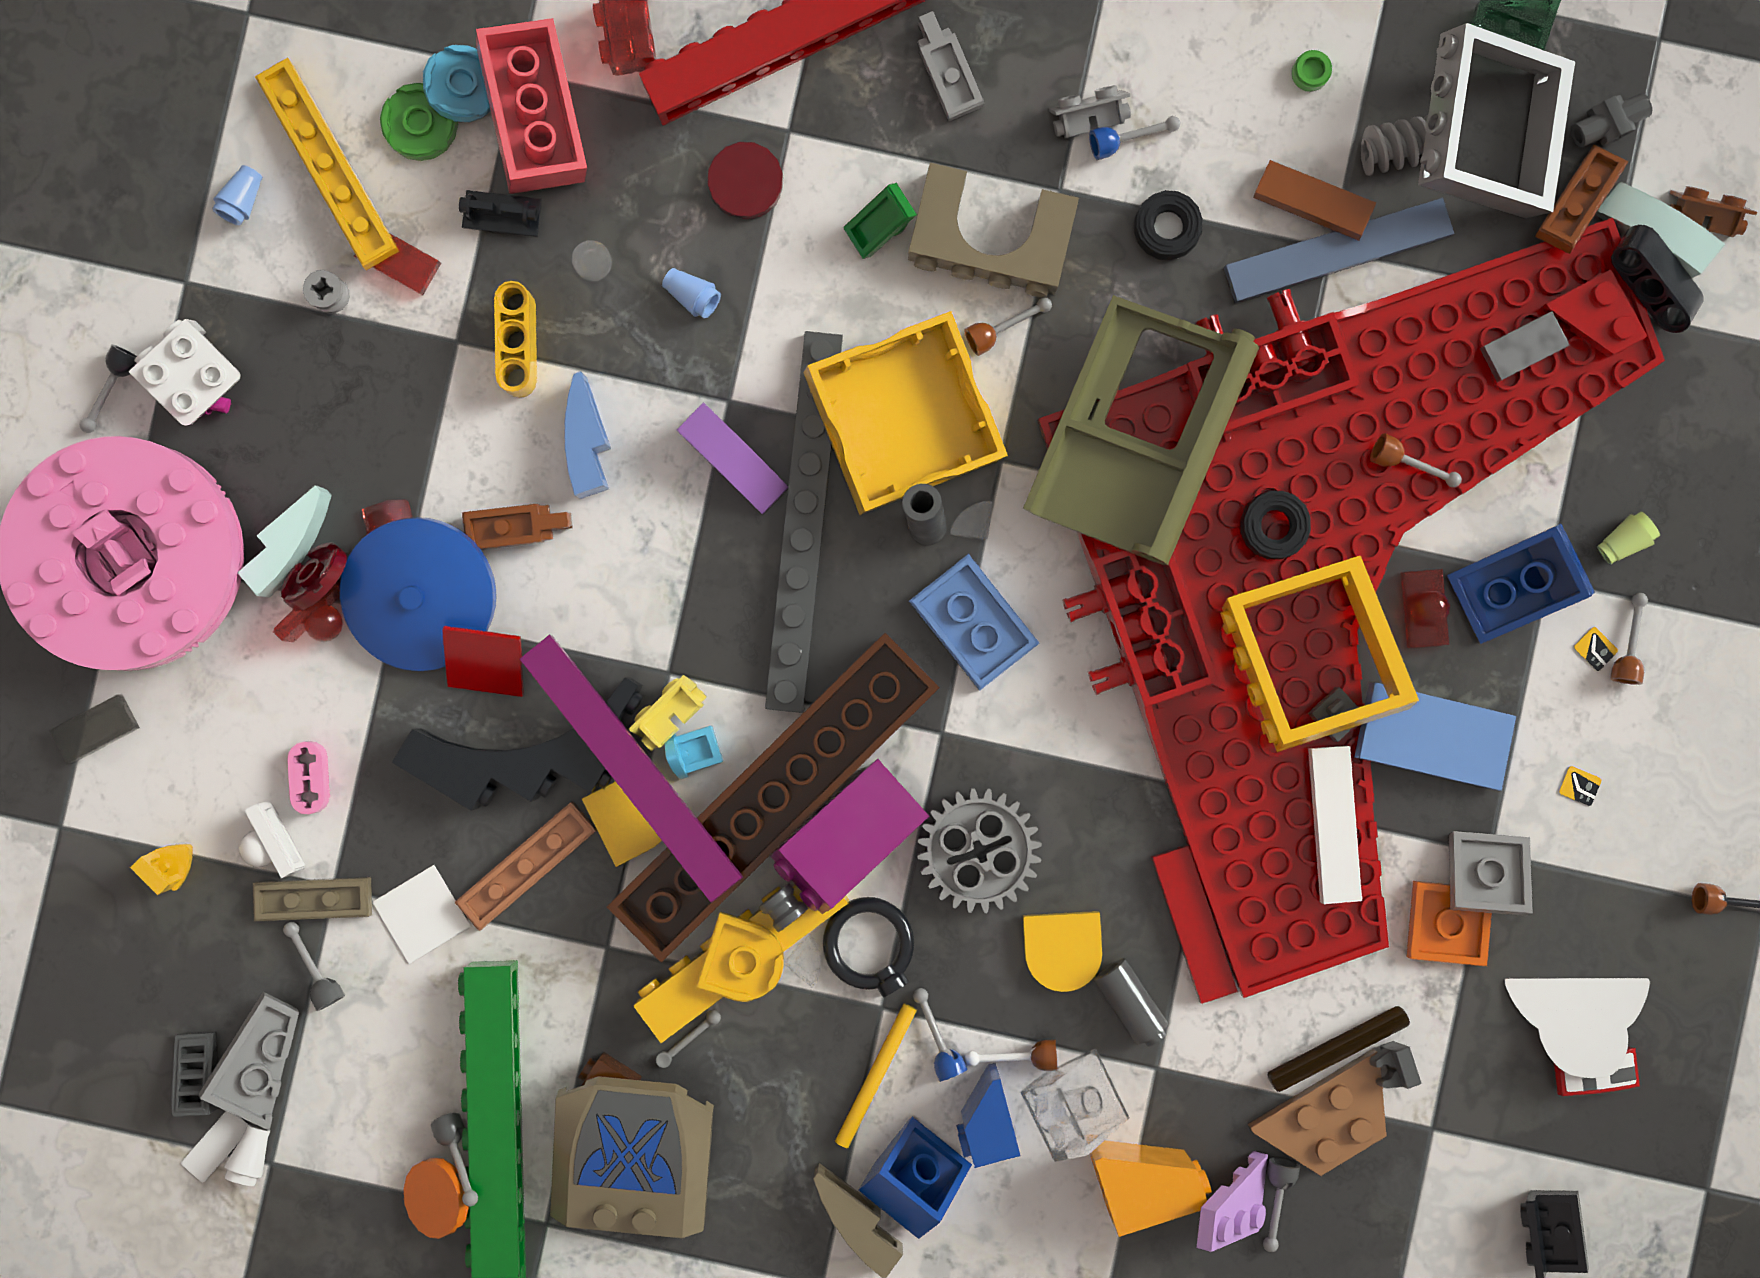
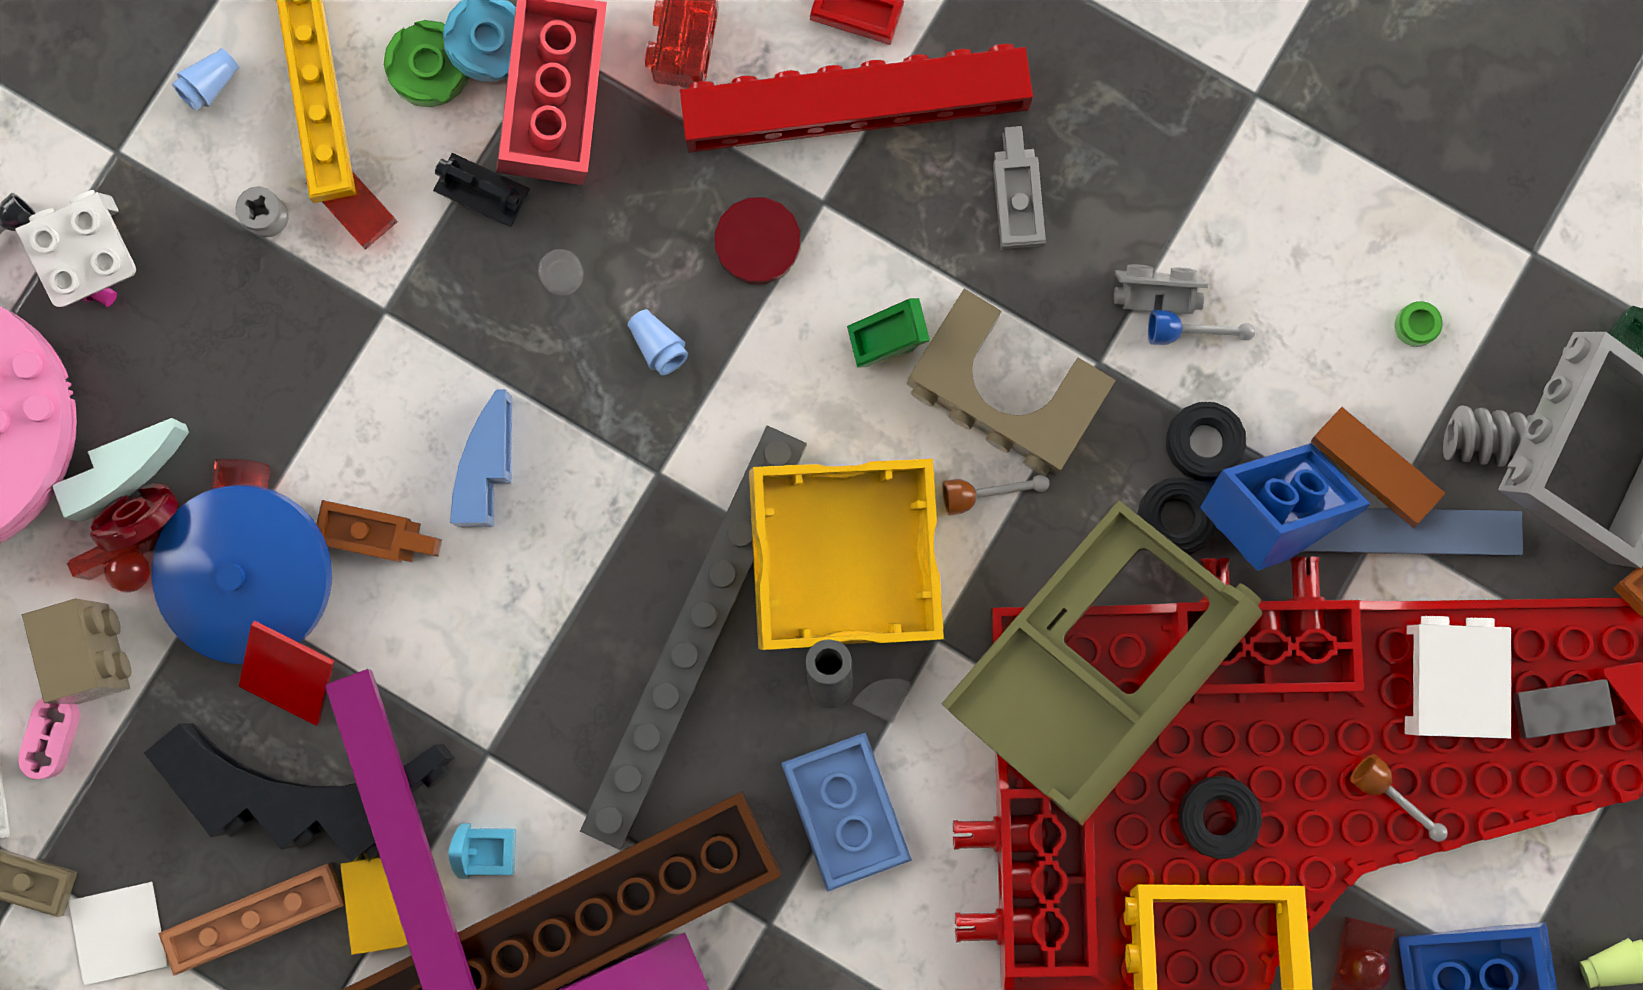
camera: 20 degrees right, 5 degrees down
(308, 699) = (77, 651): none -> dark tan brick
(507, 323) = (441, 311): yellow beam -> none
(678, 698) = (452, 803): light yellow hinge -> none
(732, 458) = (639, 539): medium lavender slope -> none
(1172, 273) = (1183, 490): none -> black tyre
(1246, 255) = (1281, 504): none -> blue slope
(1434, 349) = (1460, 679): none -> white panel

